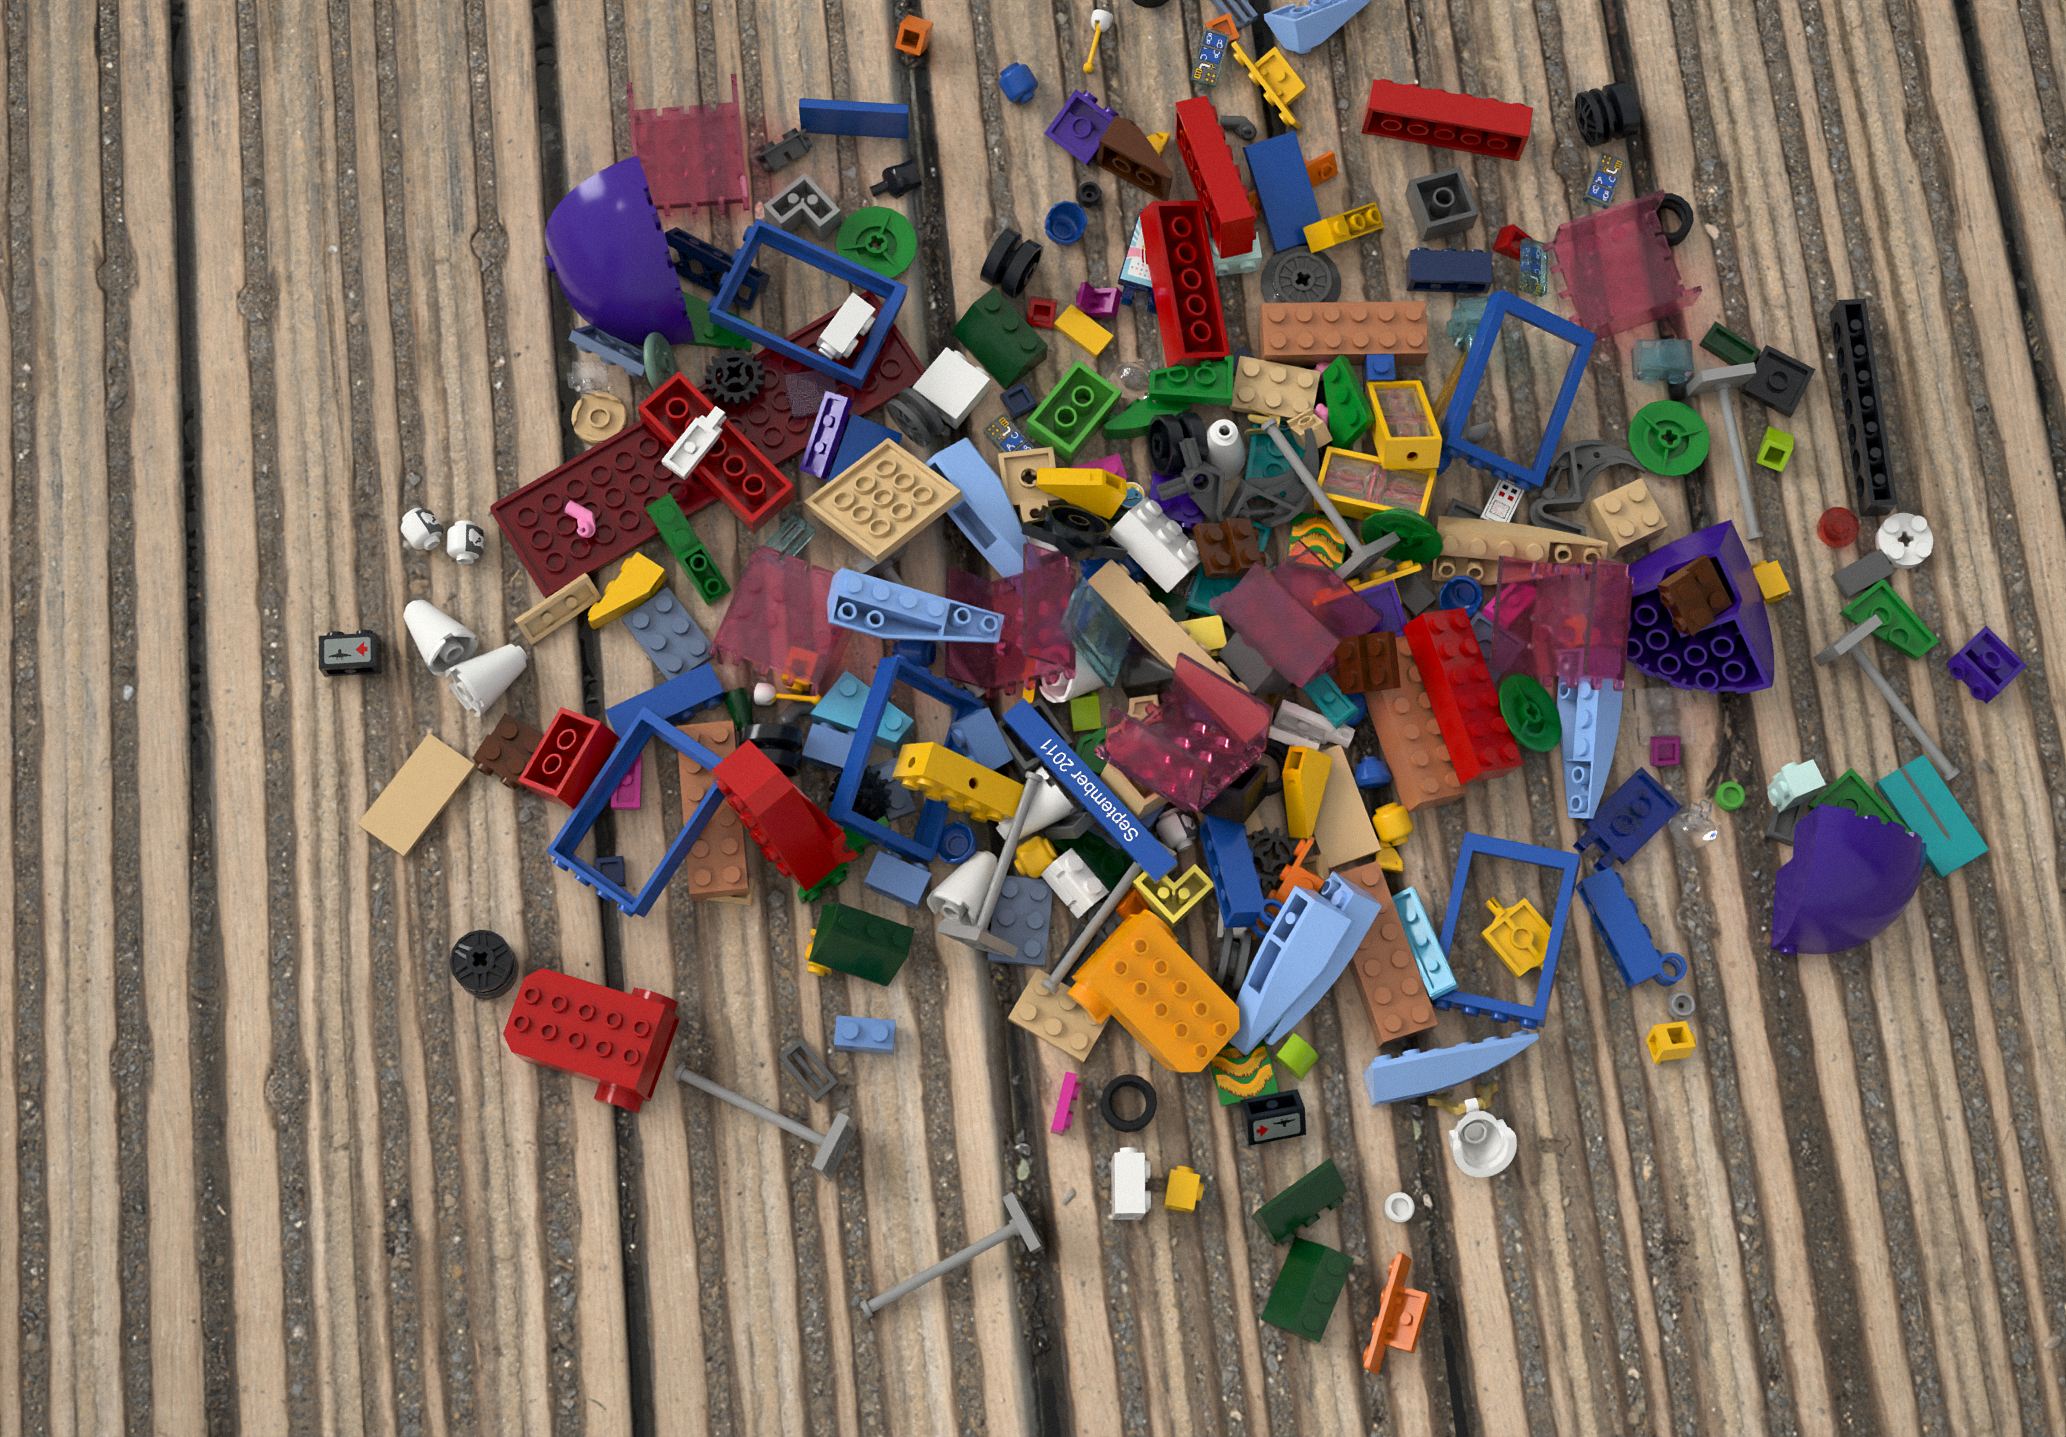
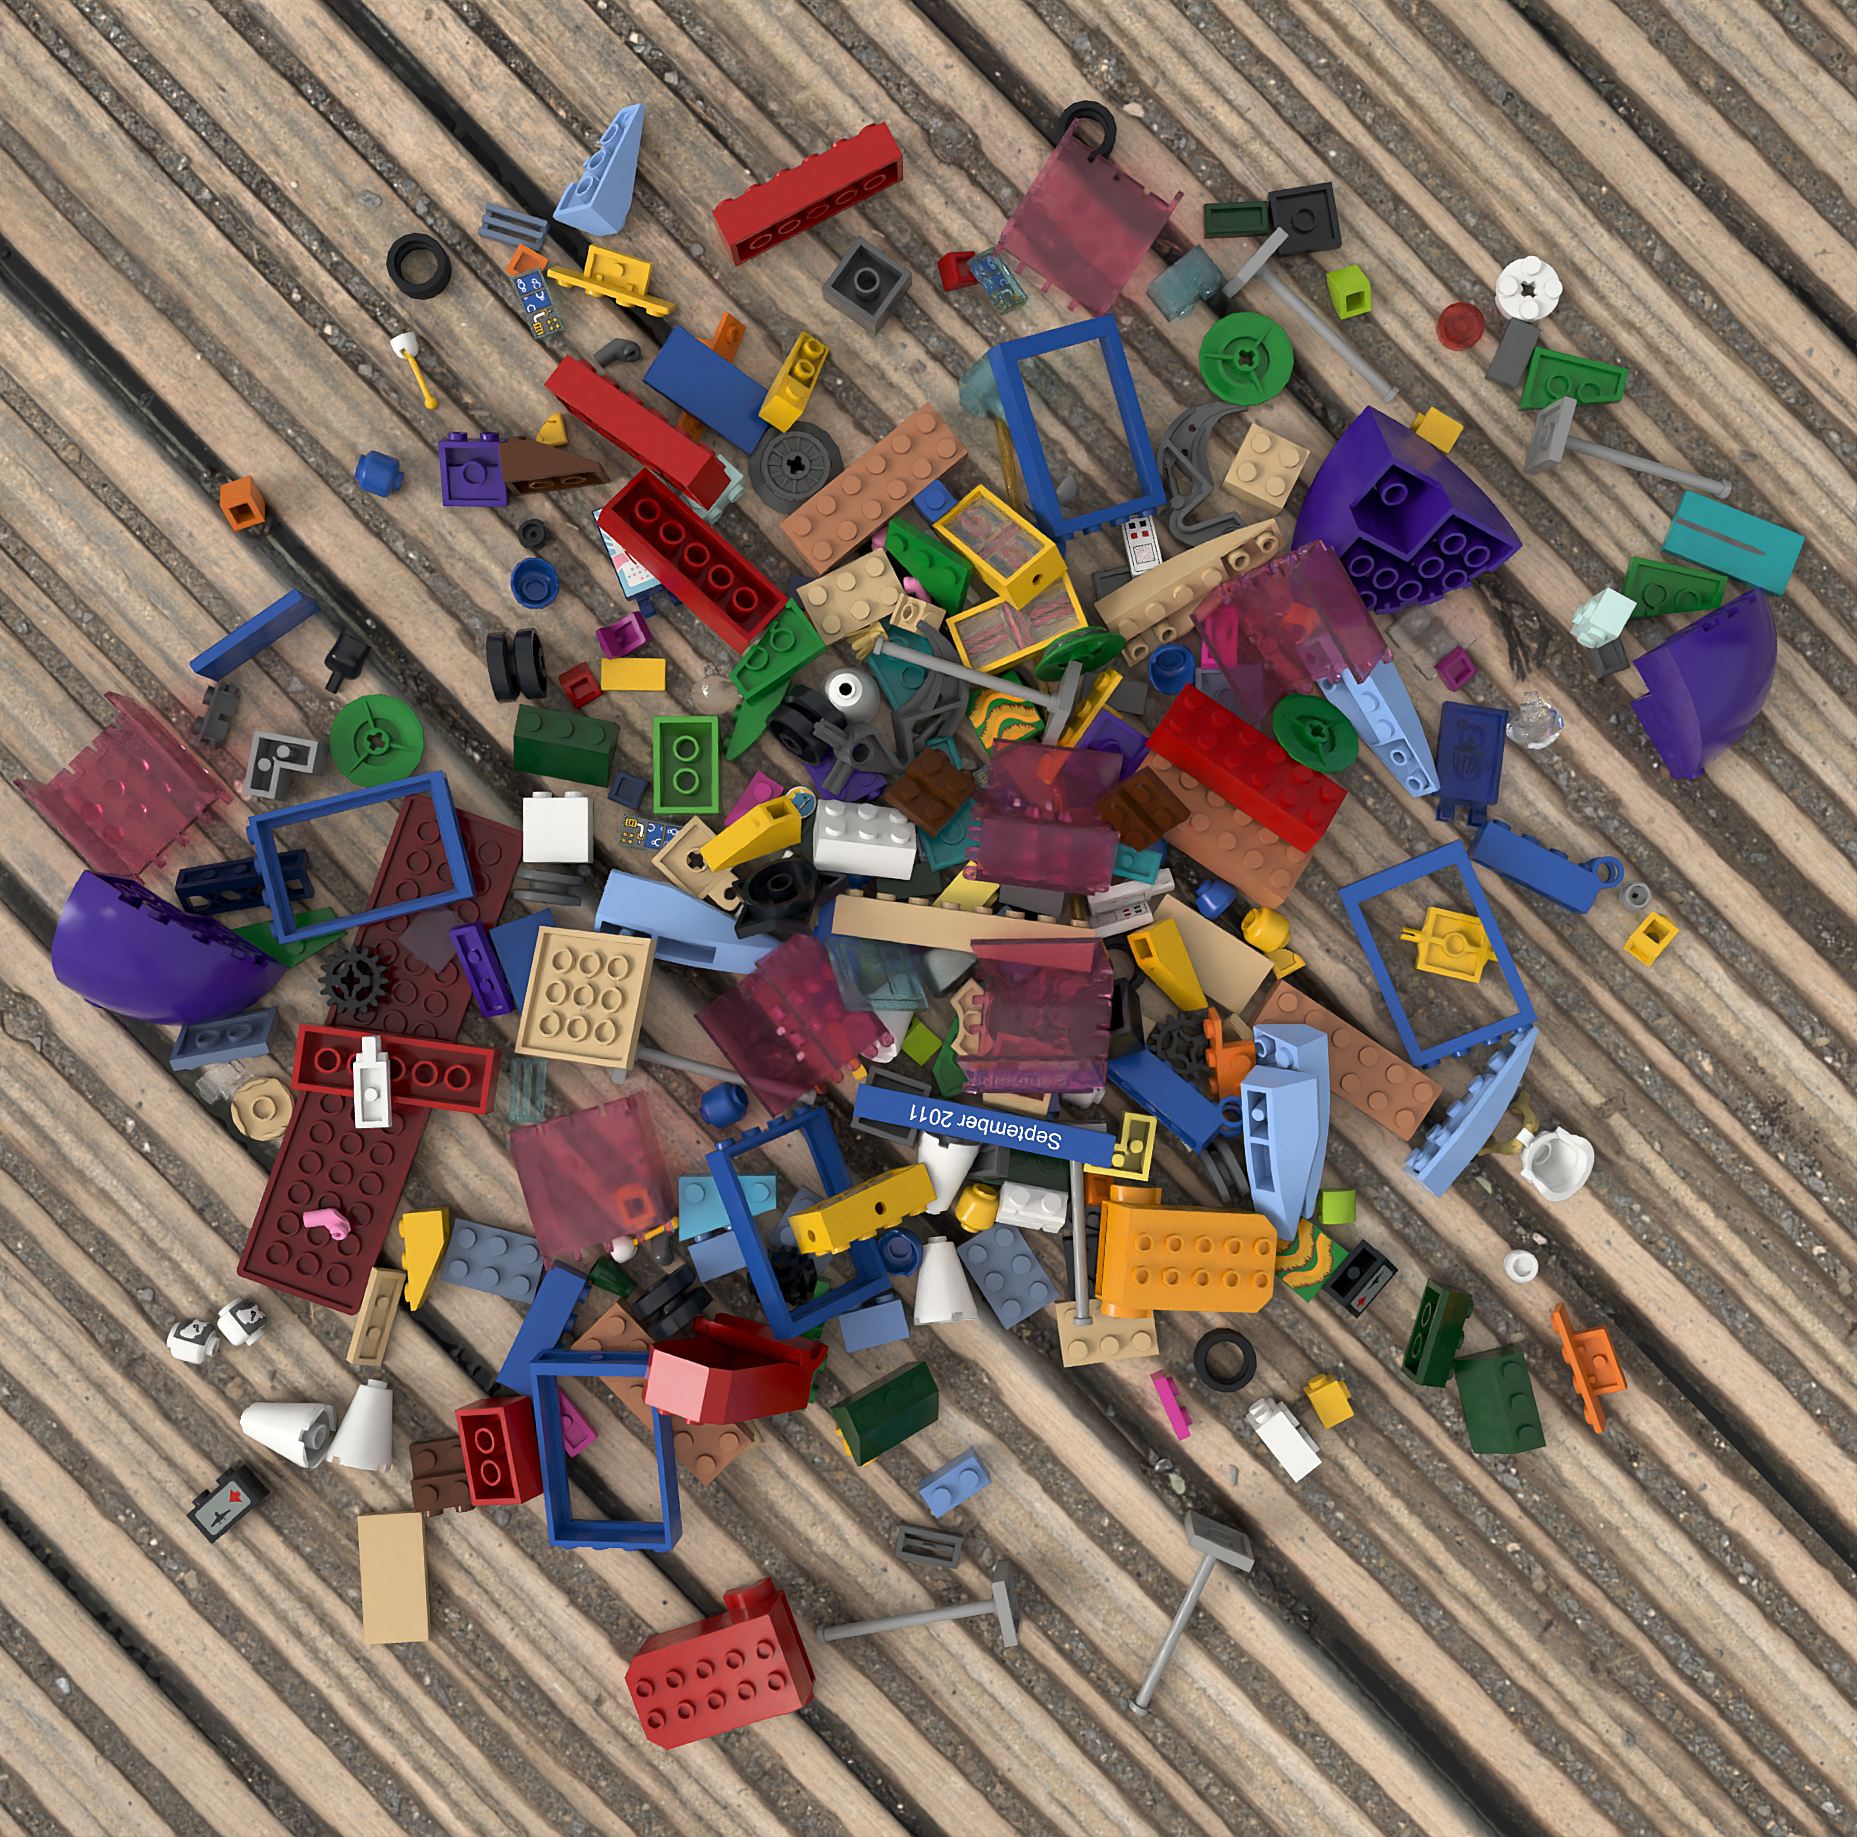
camera: 35 degrees left, 15 degrees up
(482, 981) = (589, 1669): black wheel -> none
(612, 868) = (618, 1507): dark blue tile -> none
(658, 364) = (275, 1022): sand green plate -> none
(687, 549) = (445, 1172): green slope -> none
(841, 333) = (417, 865): white brick -> none
(906, 613) = (694, 1101): light blue wedge -> none
(978, 936) = (989, 1329): light grey tile -> none
(981, 739) = (851, 1150): medium blue brick -> none
(1424, 944) = (1375, 1021): medium azure tile -> none
(1449, 270) = (923, 347): dark blue brick -> none
(1604, 180) = (998, 137): tile -> none
(1607, 113) = (954, 67): black wheel -> none
(1694, 595) = (1397, 518): reddish brown plate -> none
(1730, 796) = (1541, 665): bright green tile -> none
(1863, 408) = (1402, 186): black brick -> none
(1985, 665) = (1686, 359): dark purple plate -> none

